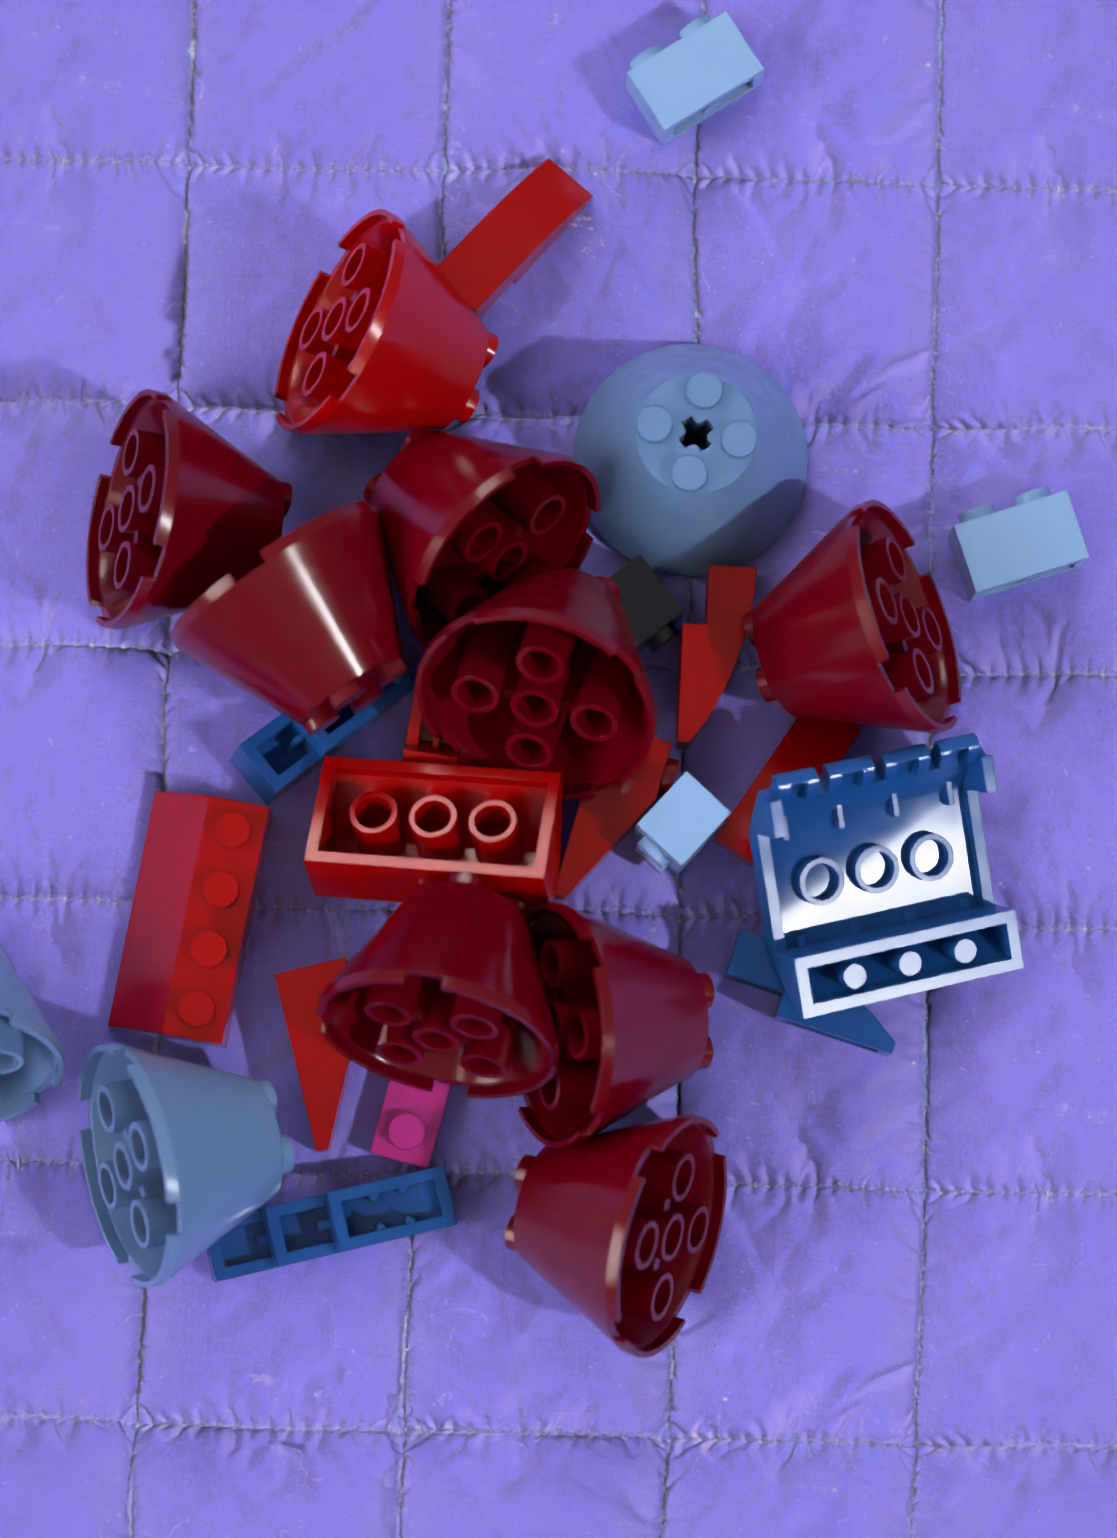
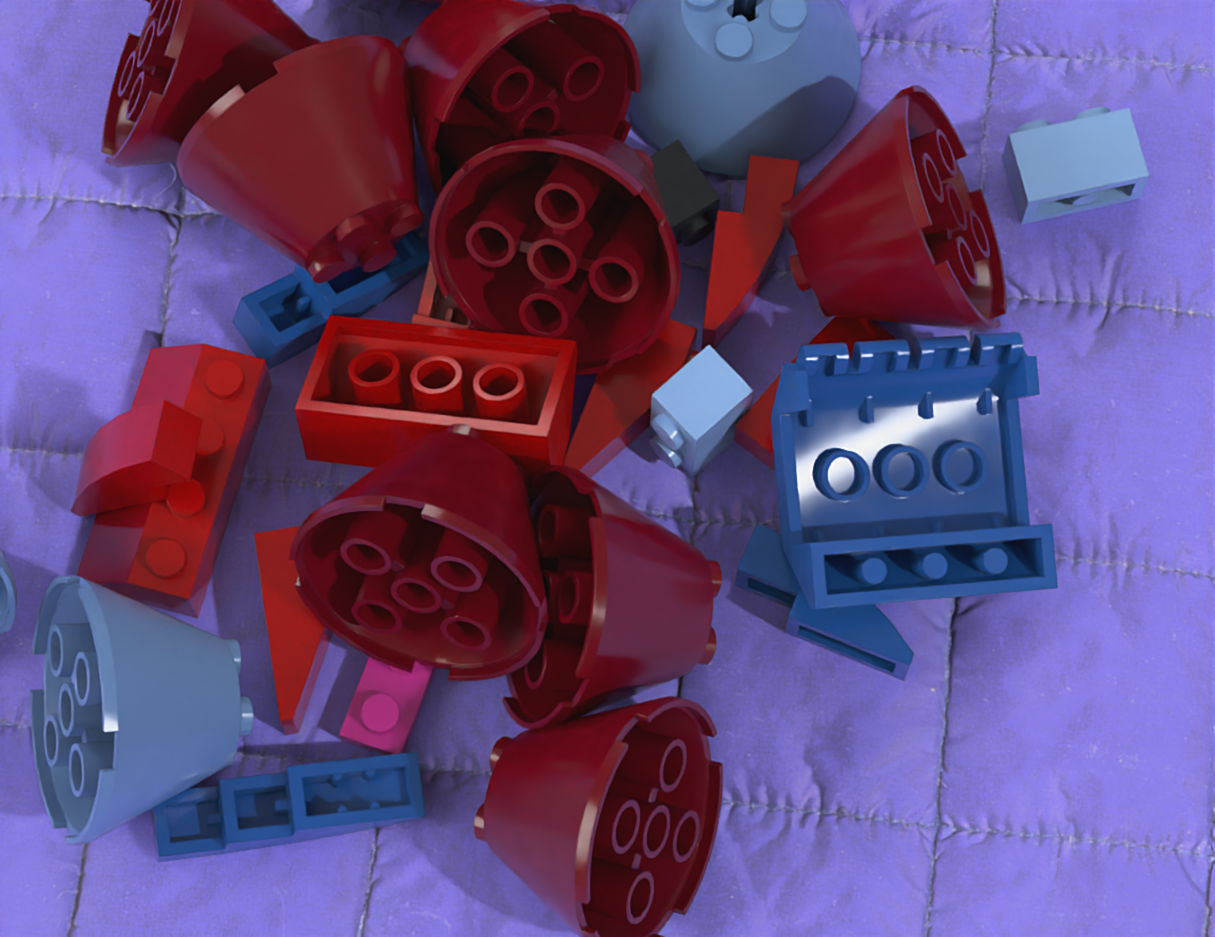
camera: 10 degrees right, 10 degrees down
(159, 918) = (137, 458): none -> red slope

